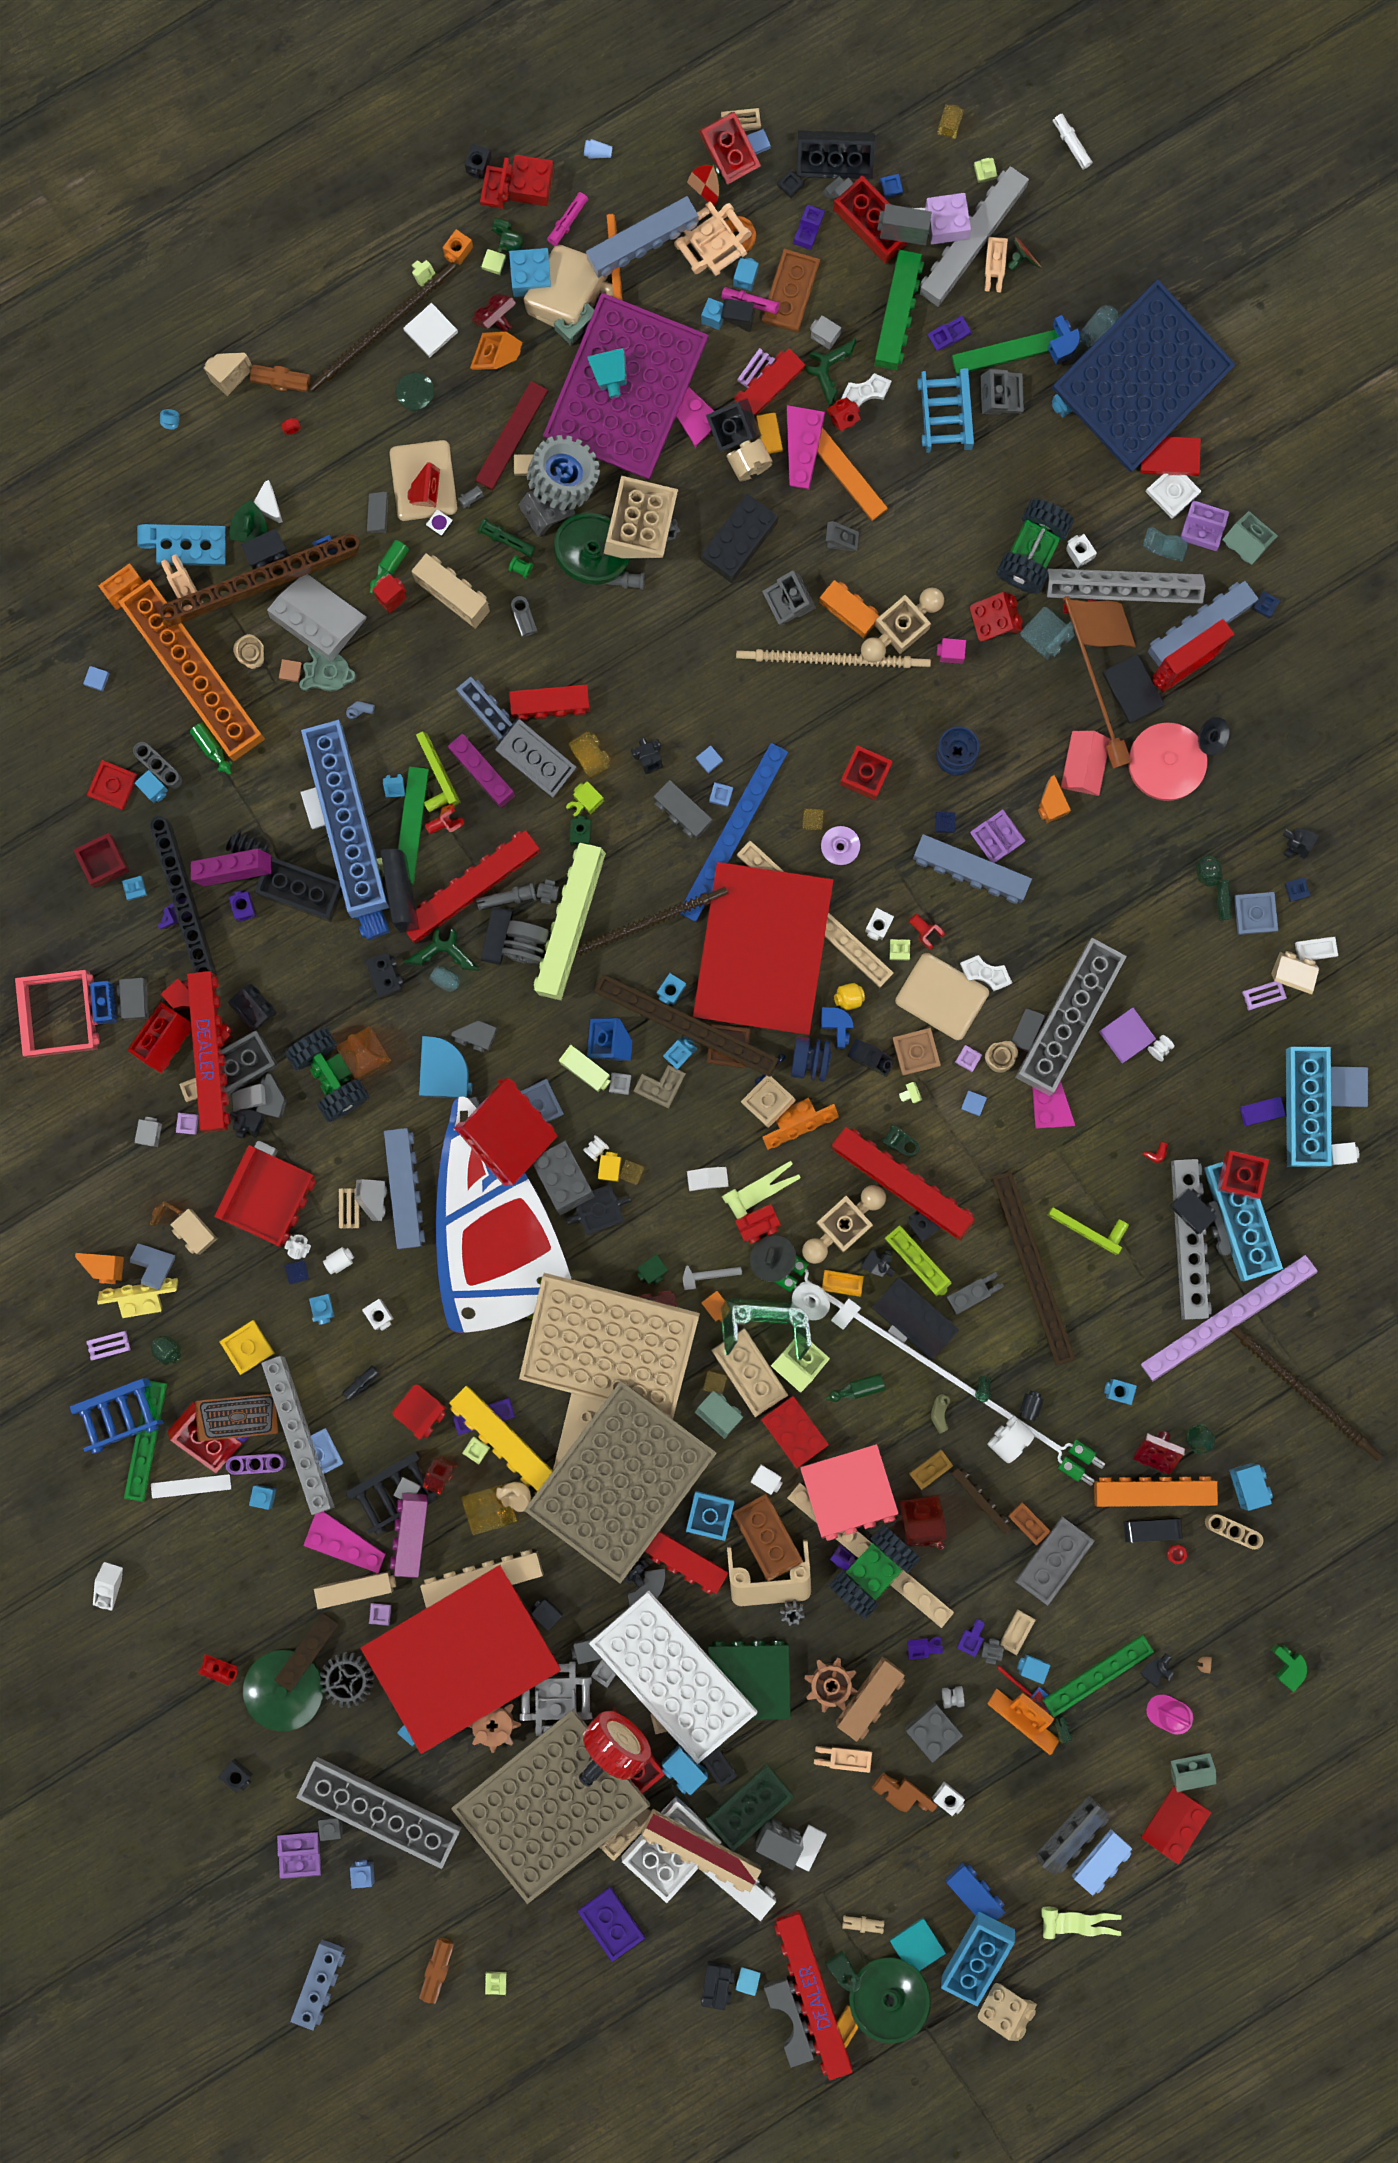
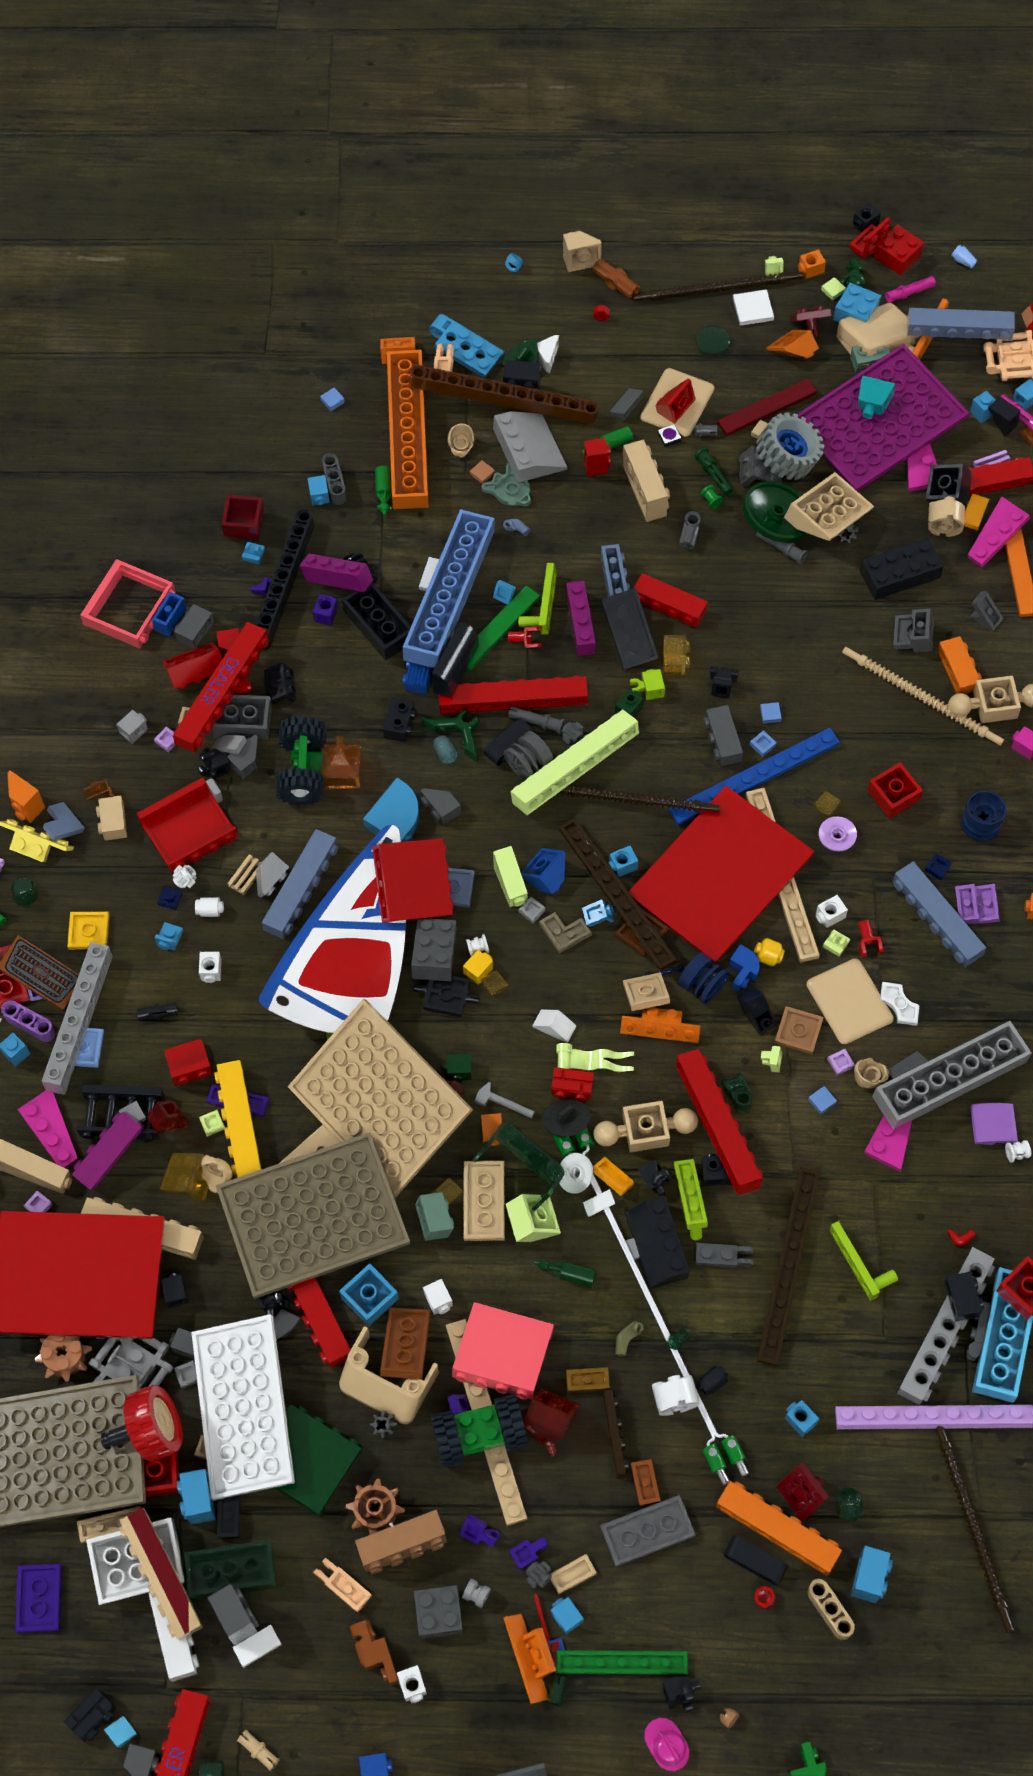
camera: 30 degrees right, 20 degrees down
(112, 785) = (289, 475): red tile -> none
(794, 1432) = (489, 1271): red brick -> none

